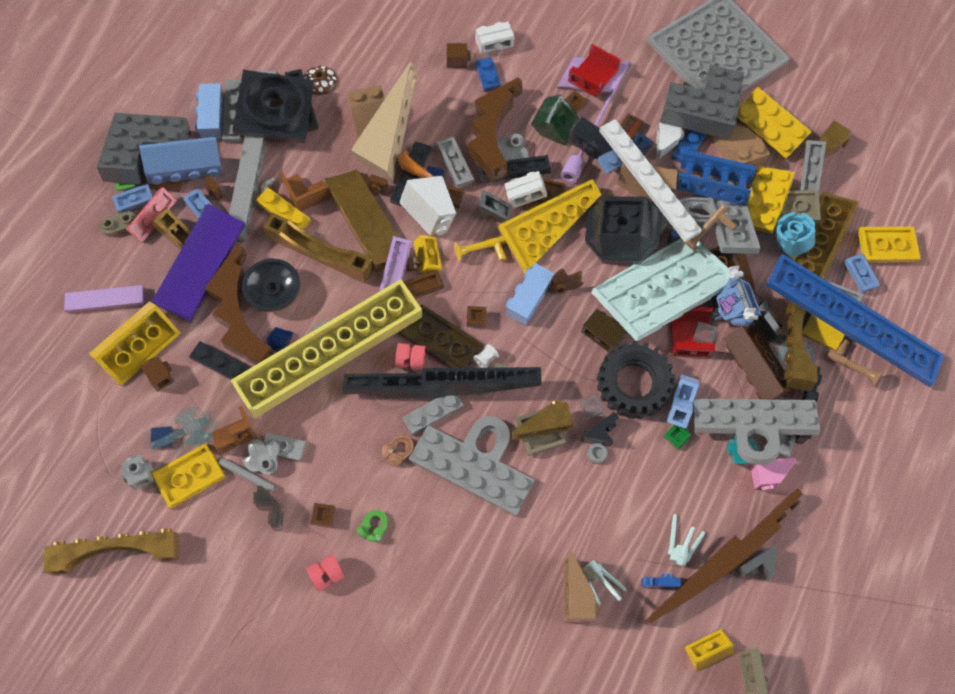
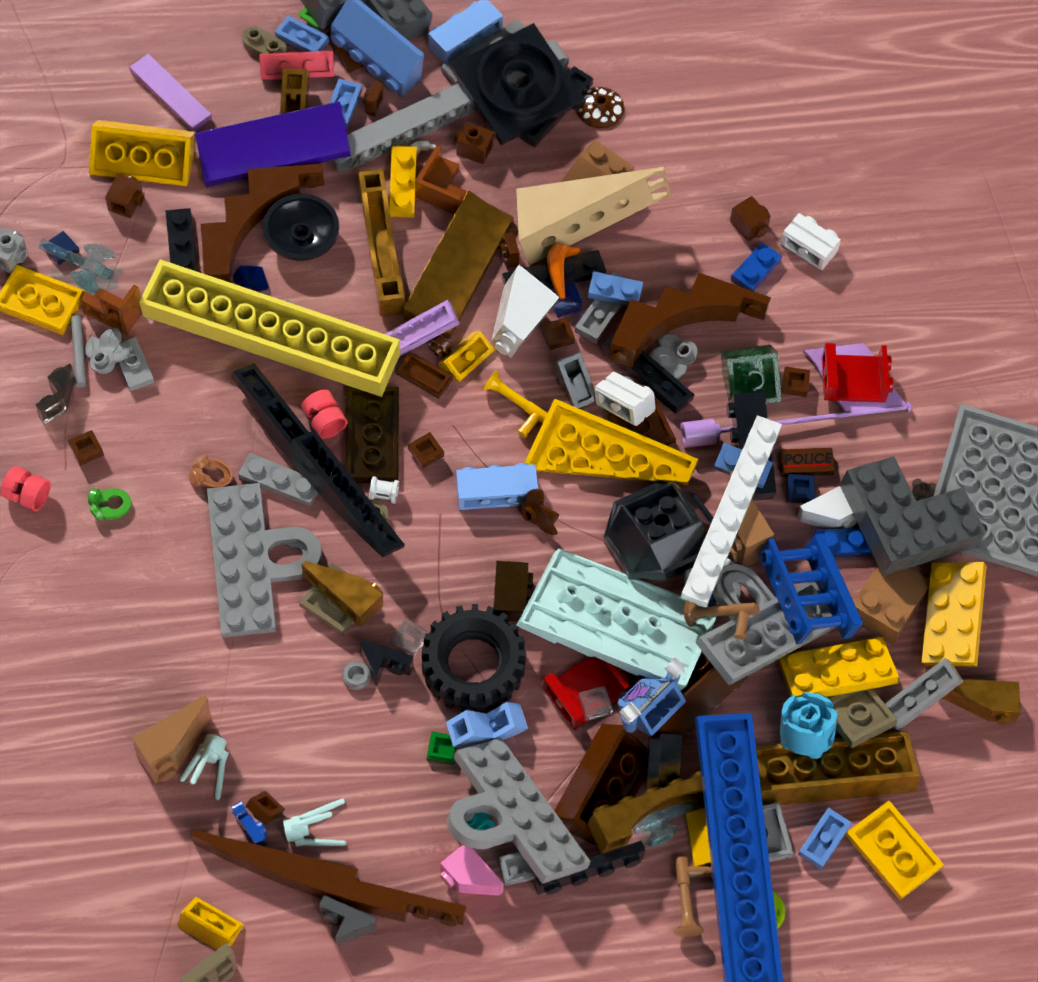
camera: 55 degrees right, 5 degrees down
(290, 156) = (474, 142): none -> reddish brown brick
(450, 148) = (614, 289): none -> medium blue plate
(654, 565) = (265, 807): none -> reddish brown plate

